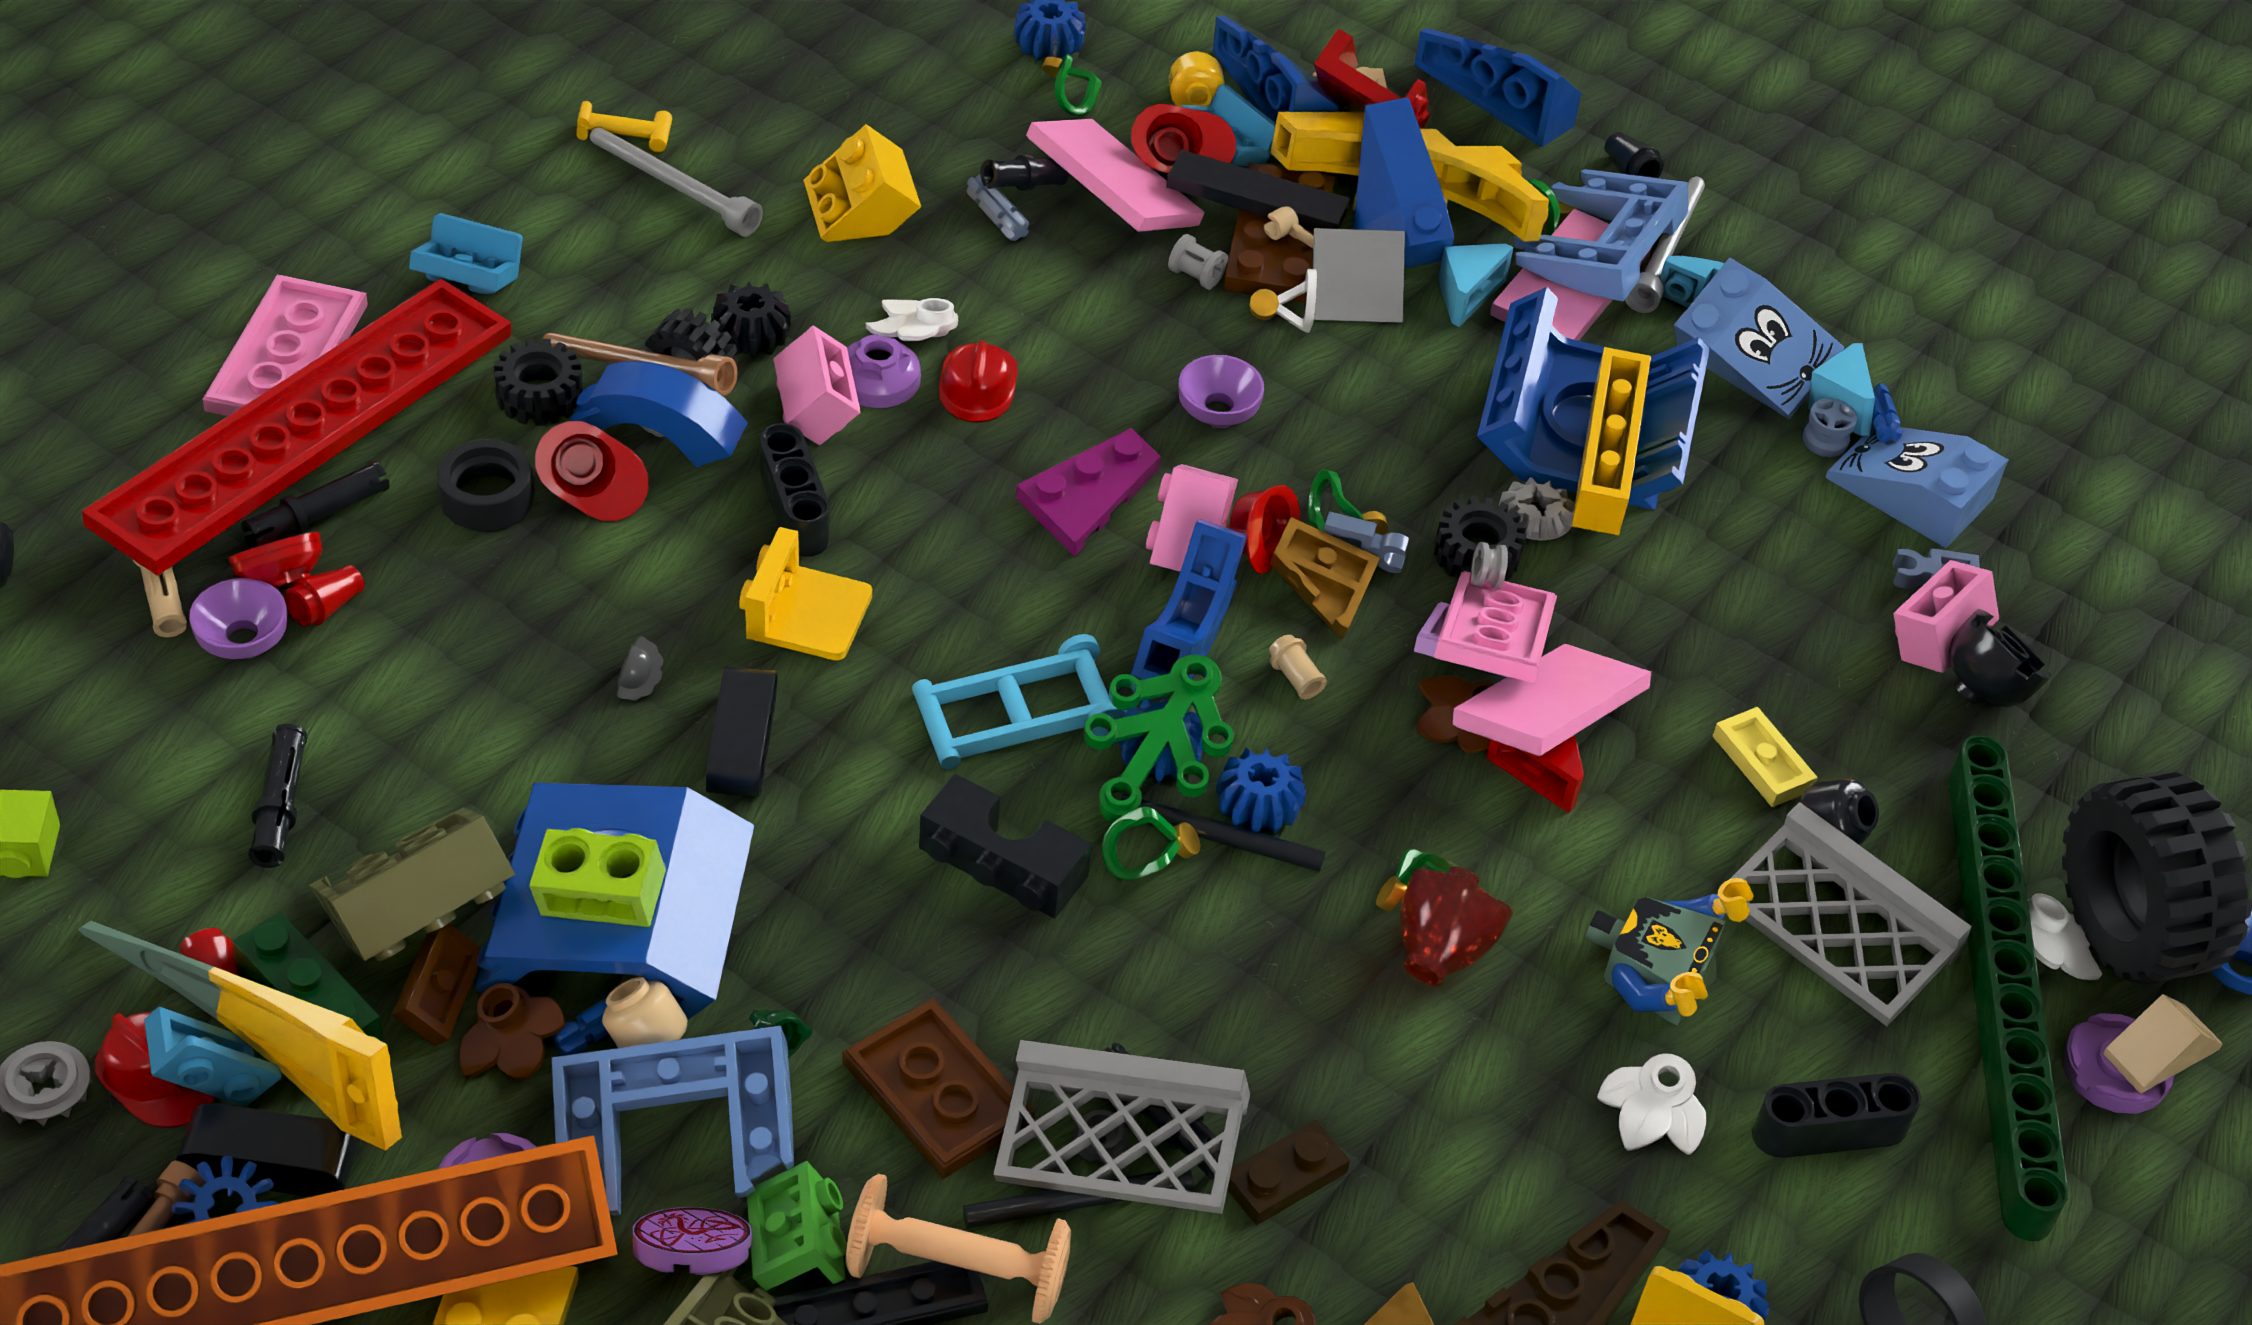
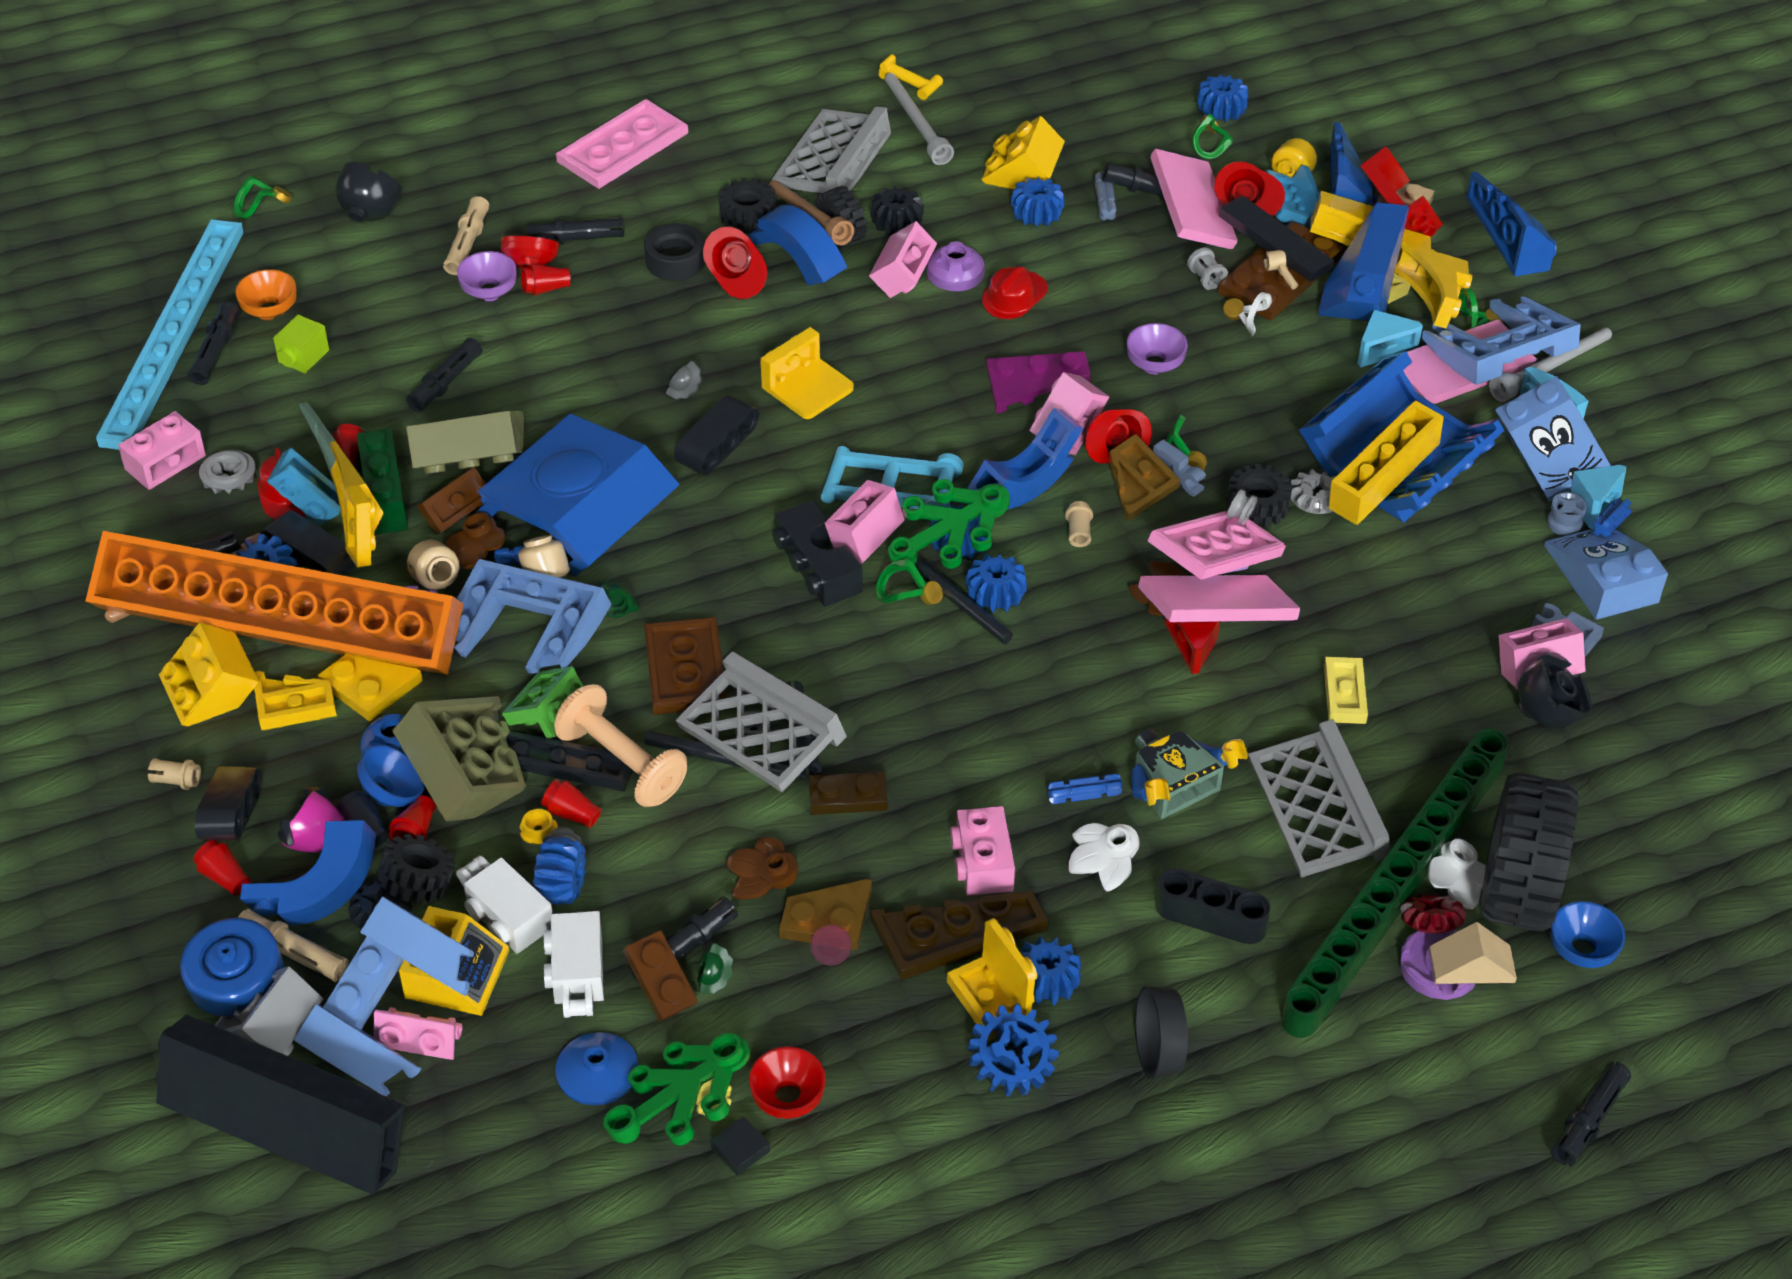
camera: 35 degrees right, 0 degrees up
(294, 427) = (593, 181): red plate -> none
(469, 254) = (759, 121): dark azure bracket -> none
(481, 1095) = (433, 564): none -> tan head
(596, 887) = (554, 469): lime brick -> none
(635, 288) = (852, 157): none -> light grey fence
(691, 1236) = (484, 680): medium lavender tile -> none
(794, 487) = (848, 314): black beam -> none
(915, 319) = (1000, 244): white plate -> none
(924, 244) = (1037, 201): none -> blue gear
(1039, 773) = (865, 519): none -> bright pink brick
(1359, 275) = (1304, 309): light grey piece -> none
(1394, 888) = (1068, 660): green piece -> none
(1448, 923) = (1044, 698): clear red piece -> none
(1522, 1172) = (984, 851): none -> bright pink brick
(1567, 1027) = (1084, 788): none -> blue axle
(1633, 156) = (1569, 301): black cone -> none
(1844, 805) = (1364, 737): black head -> none
(2094, 1008) = (1433, 913): none -> dark red gear

